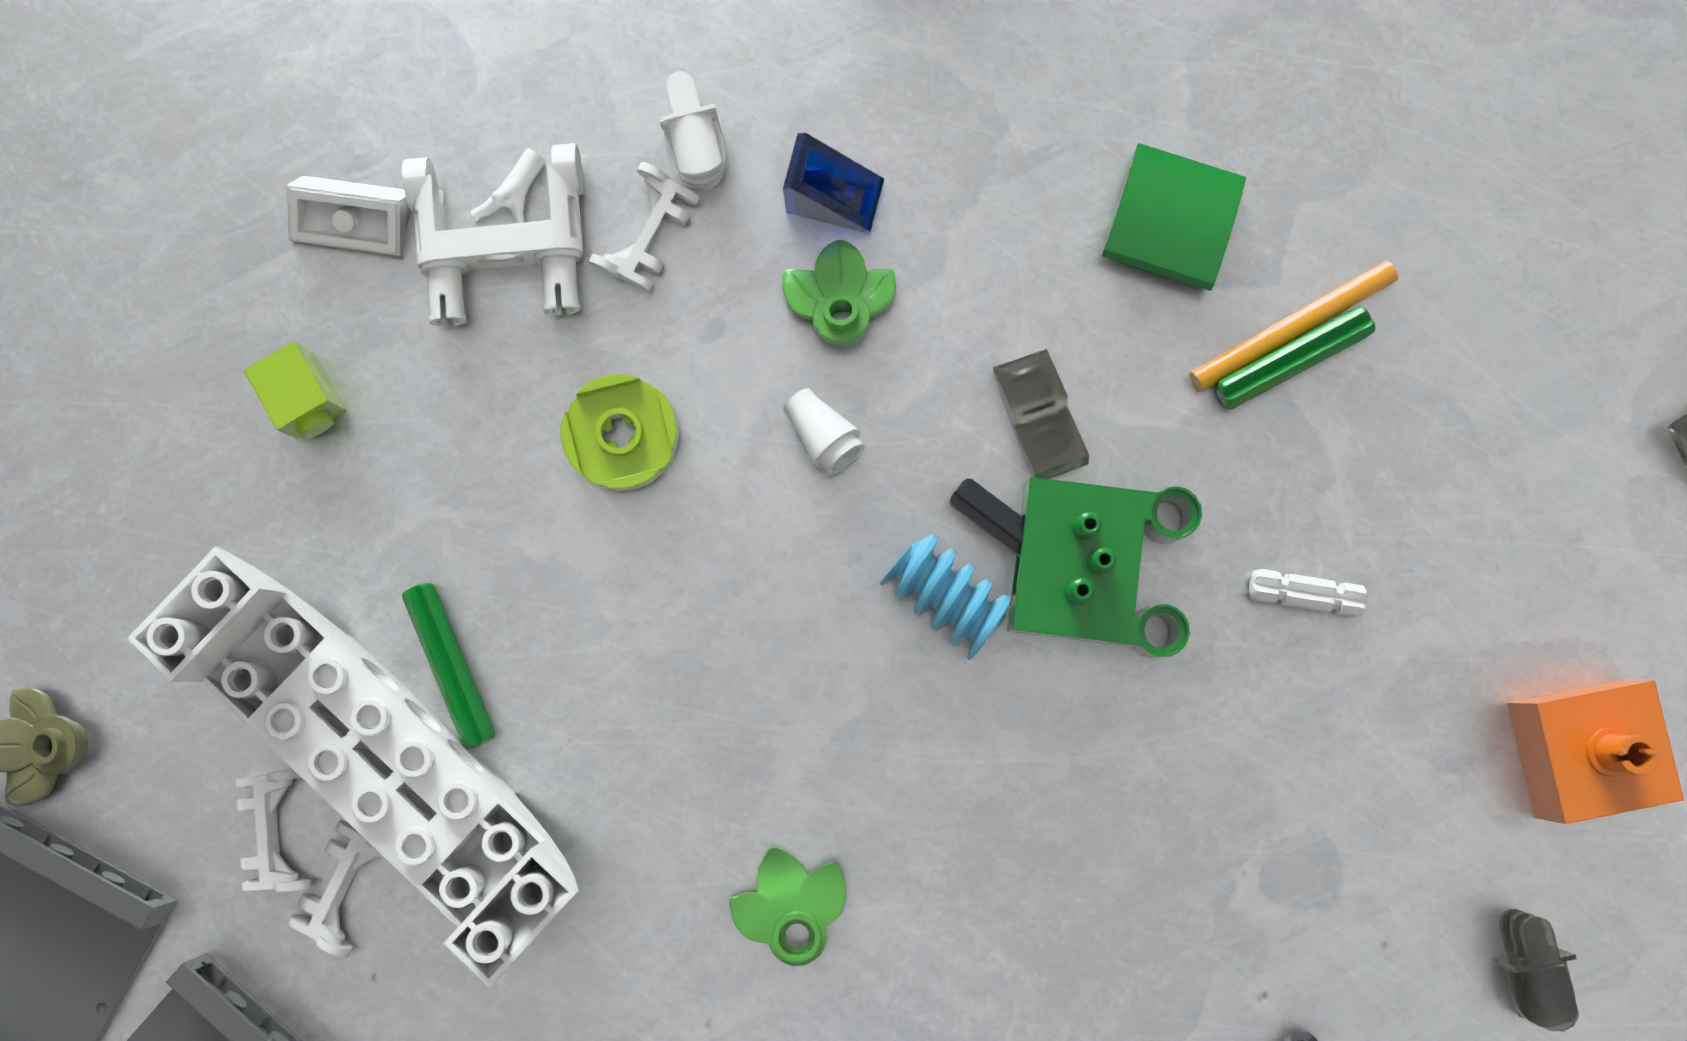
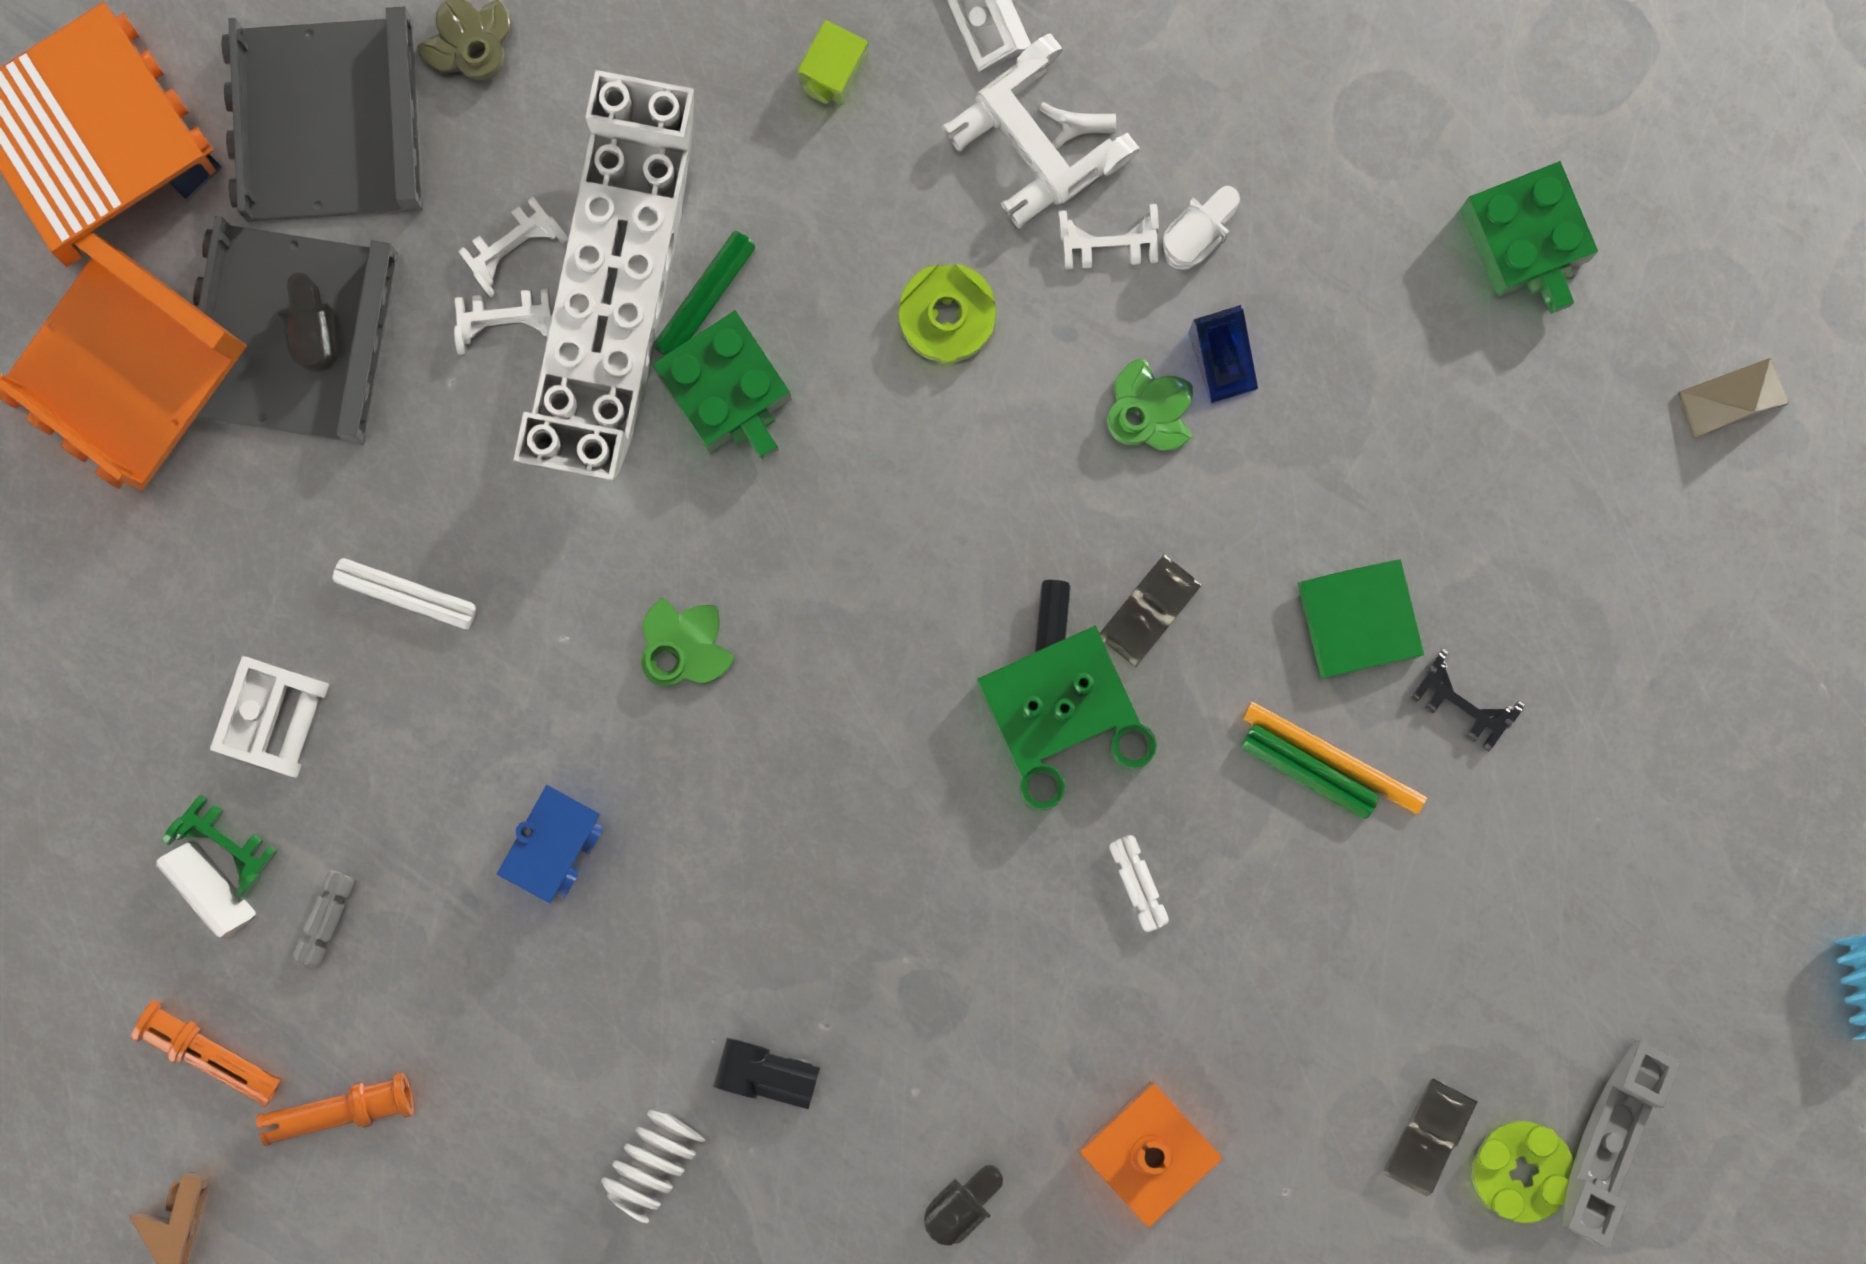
camera: 55 degrees right, 0 degrees up
(552, 703) = (725, 386): none -> green hinge
(825, 433) = (1038, 460): white cone -> none
(948, 594) = (975, 619): medium azure piece -> none
(1350, 148) = (1439, 681): none -> black piece

